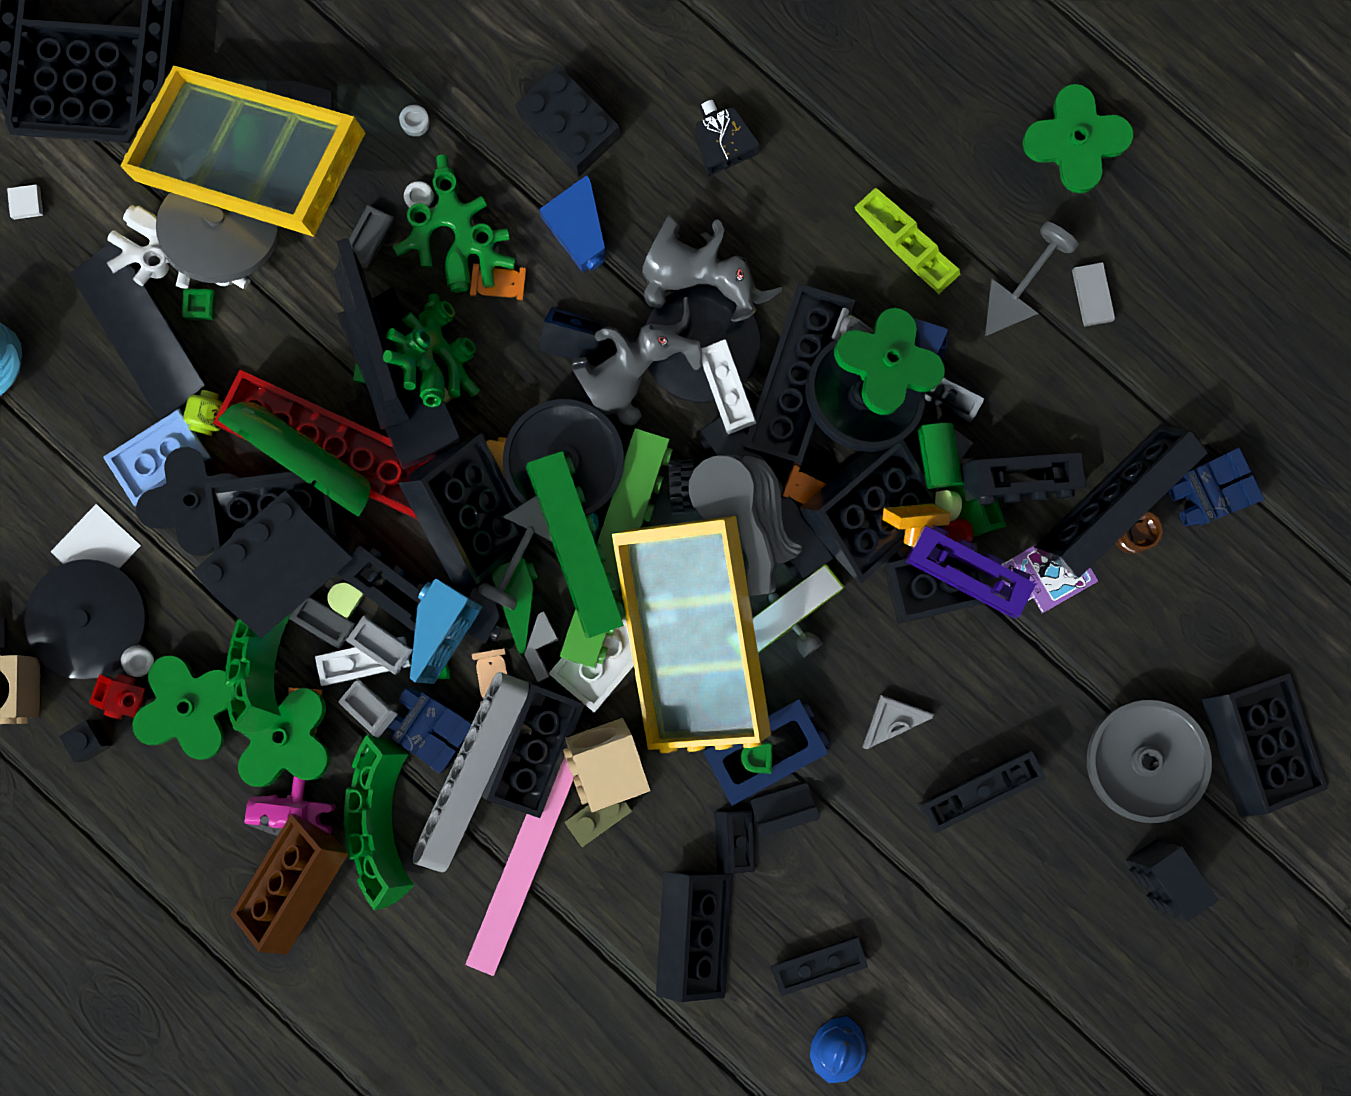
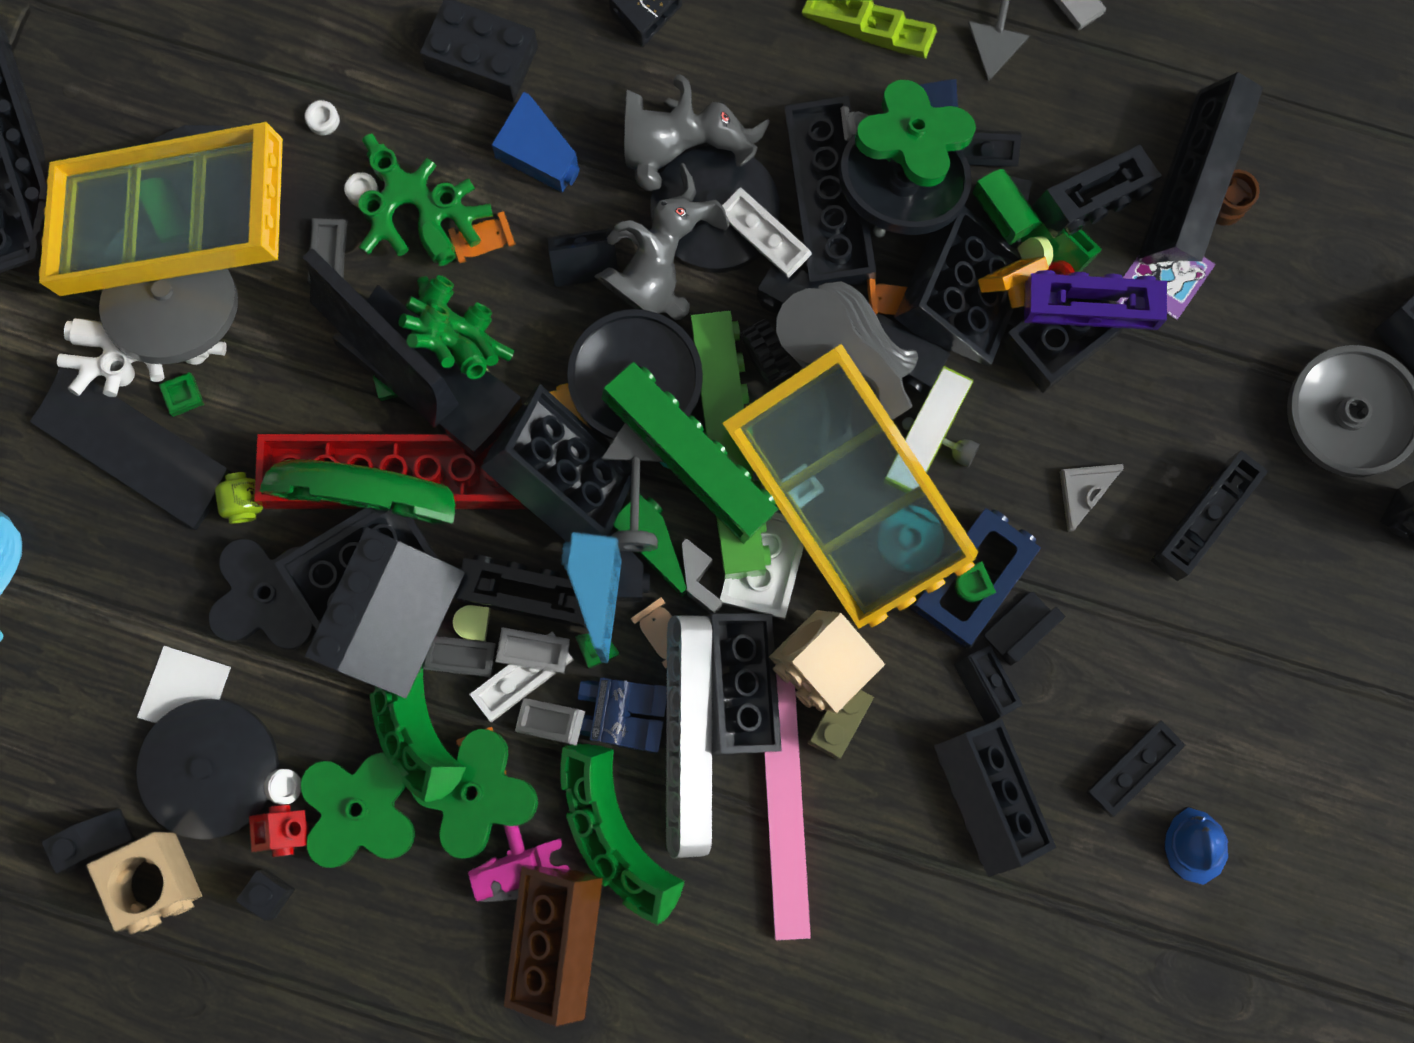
camera: 30 degrees left, 5 degrees down
(141, 459) = (194, 575): light blue tile -> none
(1207, 497) = (1278, 136): dark blue hips -> none

